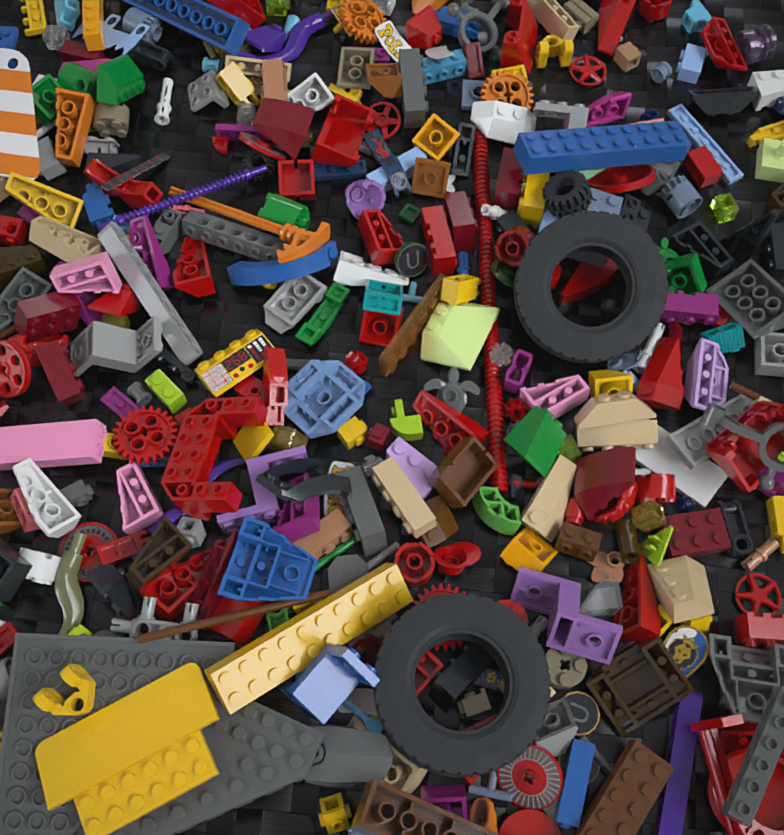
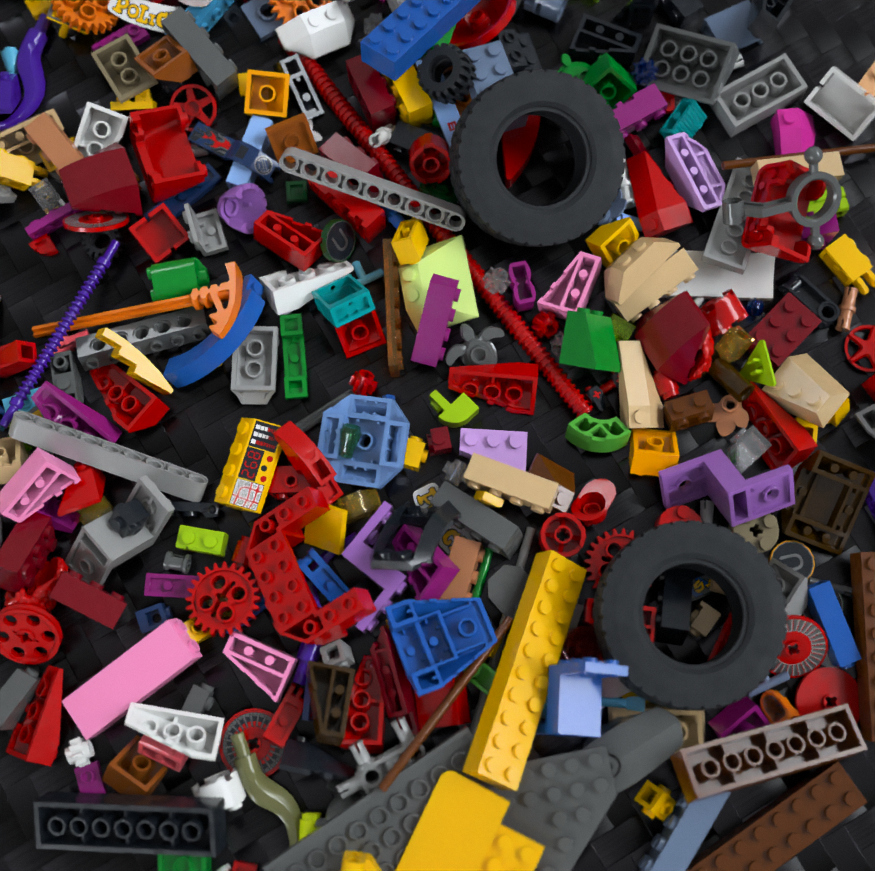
camera: 35 degrees left, 10 degrees up
(90, 412) = (146, 617): none -> dark blue brick
(128, 338) = (128, 518): none -> black brick
(216, 252) = (140, 367): none -> yellow slope
(224, 470) = (322, 576): none -> blue plate
(313, 388) = (349, 439): none -> clear green cone
(327, 197) = (205, 231): none -> light grey bracket
(379, 497) = (488, 499): none -> yellow tile
(436, 350) = (434, 320): none -> magenta brick
(451, 235) = (362, 190): none -> light grey beam
(462, 472) = (546, 420): reddish brown piece -> none
(687, 647) = (844, 439): shield -> none
(718, 284) = (644, 66): none -> clear blue gear

